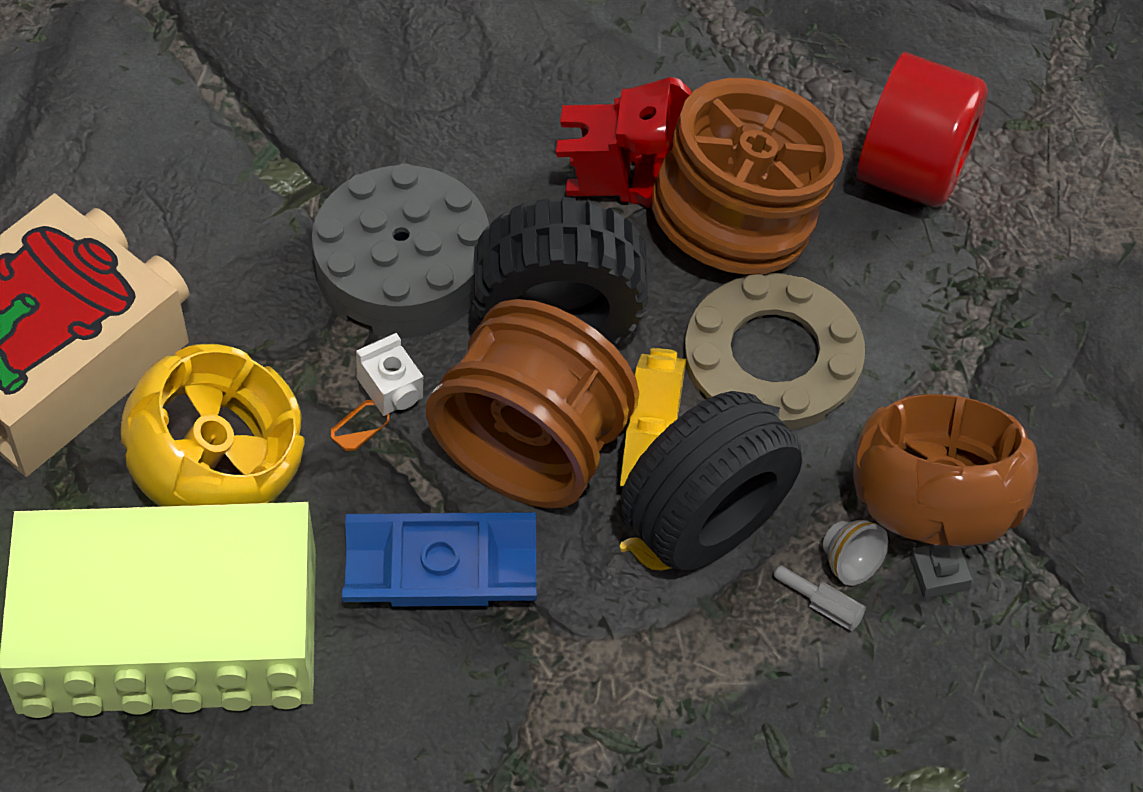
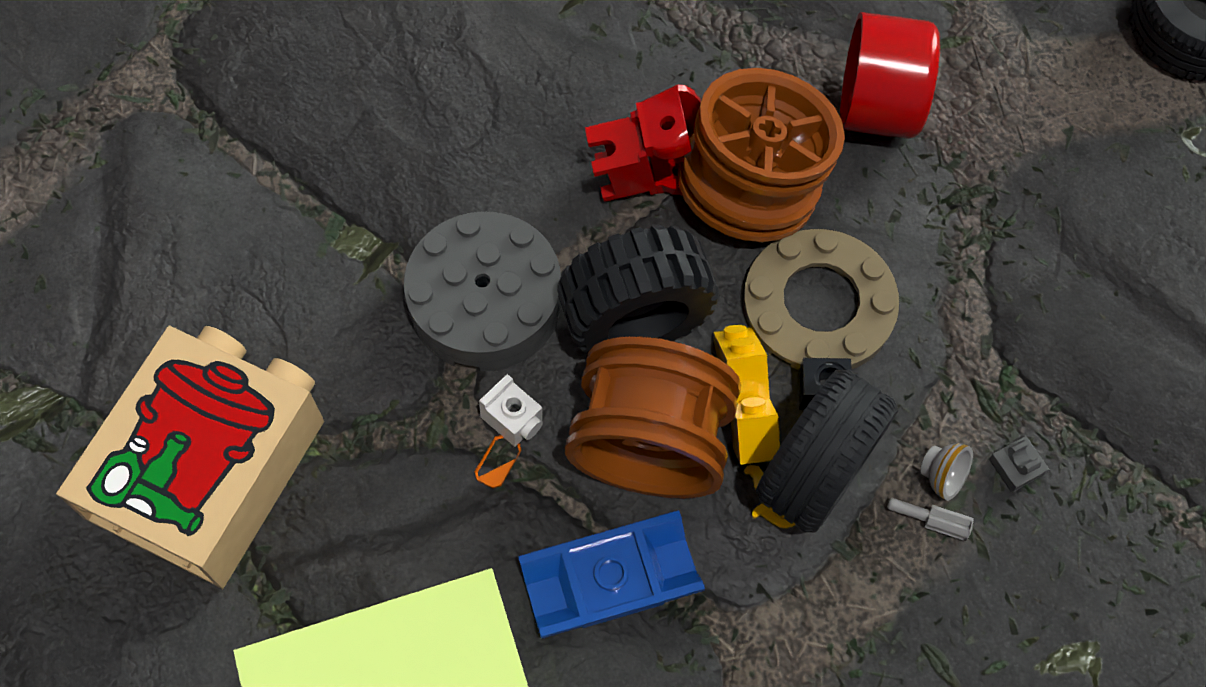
camera: 15 degrees left, 10 degrees up
(182, 470) = (352, 559): yellow wheel -> none
(945, 470) = (1034, 391): dark orange wheel -> none

